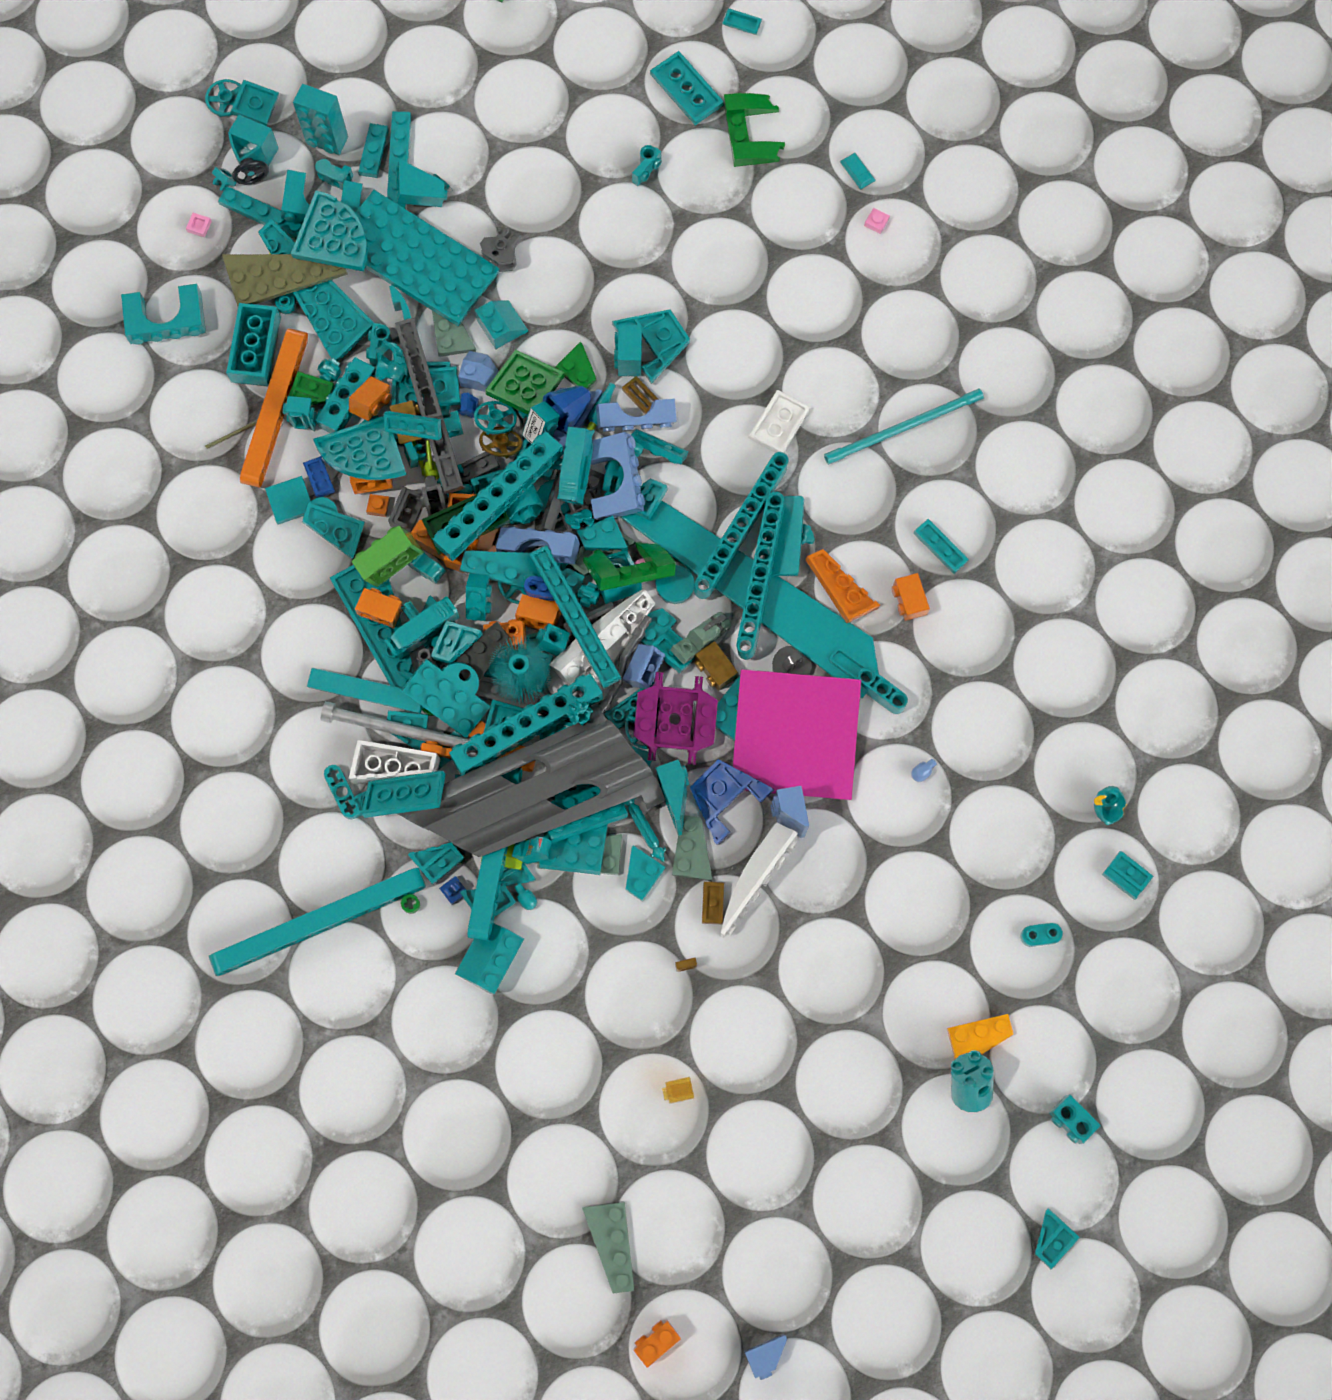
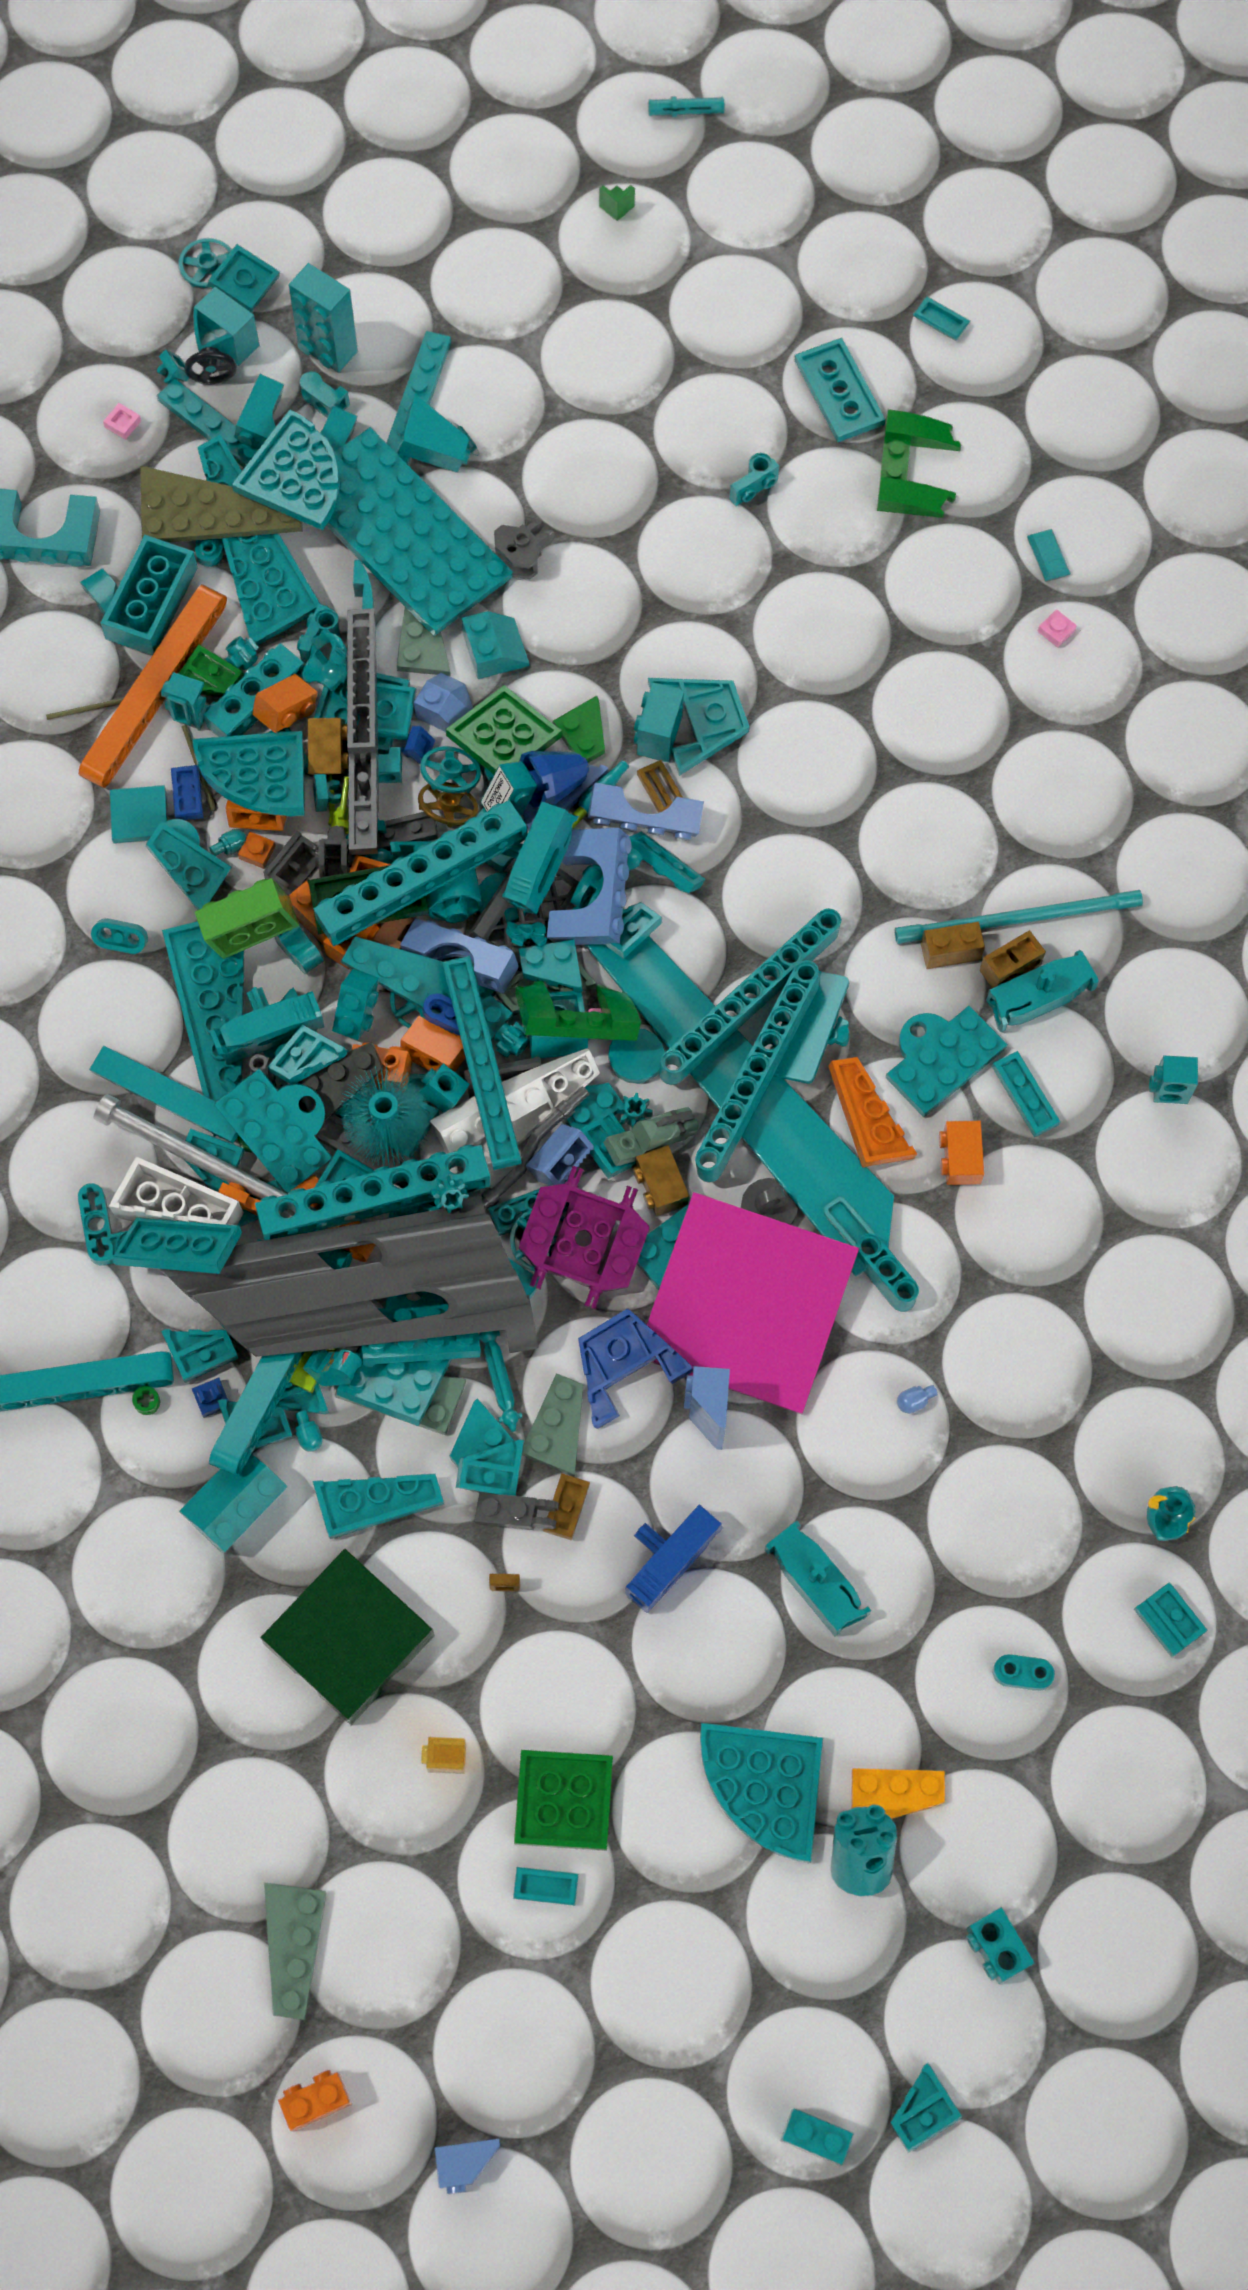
camera: 15 degrees right, 5 degrees down
(218, 347) = (100, 589): none -> teal slope
(302, 588) = (121, 936): none -> teal plate
(326, 465) = (203, 781): none -> olive axle
(357, 505) = (229, 842): none -> teal cylinder
(373, 150) = (386, 377): teal plate -> none
(379, 607) = (217, 985): orange brick -> none
(412, 425) = (331, 751): teal plate -> none
(577, 935) = (368, 1502): none -> teal wing
(591, 1028) = (347, 1636): none -> dark green tile
(657, 891) = (492, 1469): none -> teal wing
(674, 783) = (555, 1329): teal slope -> none
(679, 915) = (513, 1511): none -> dark grey hinge
(683, 618) = (634, 1103): none -> teal gear
(757, 873) = (640, 1481): white wedge -> none
(765, 1099) = (563, 1800): none -> green plate
(768, 1159) = (545, 1886): none -> teal tile
(779, 422) = (844, 870): white tile -> none
(791, 919) = (670, 1556): none -> blue piece
(866, 456) = (952, 945): none -> pearl gold brick
(879, 534) = (943, 1057): none -> teal plate
(891, 908) = (817, 1579): none -> teal piece
(894, 1054) = (765, 1784): none -> teal plate
(909, 458) = (1012, 959): none -> pearl gold brick
(932, 473) = (1041, 990): none -> teal piece
(990, 1276) = (817, 2137): none -> teal brick
(1037, 512) = (1174, 1079): none -> teal brick

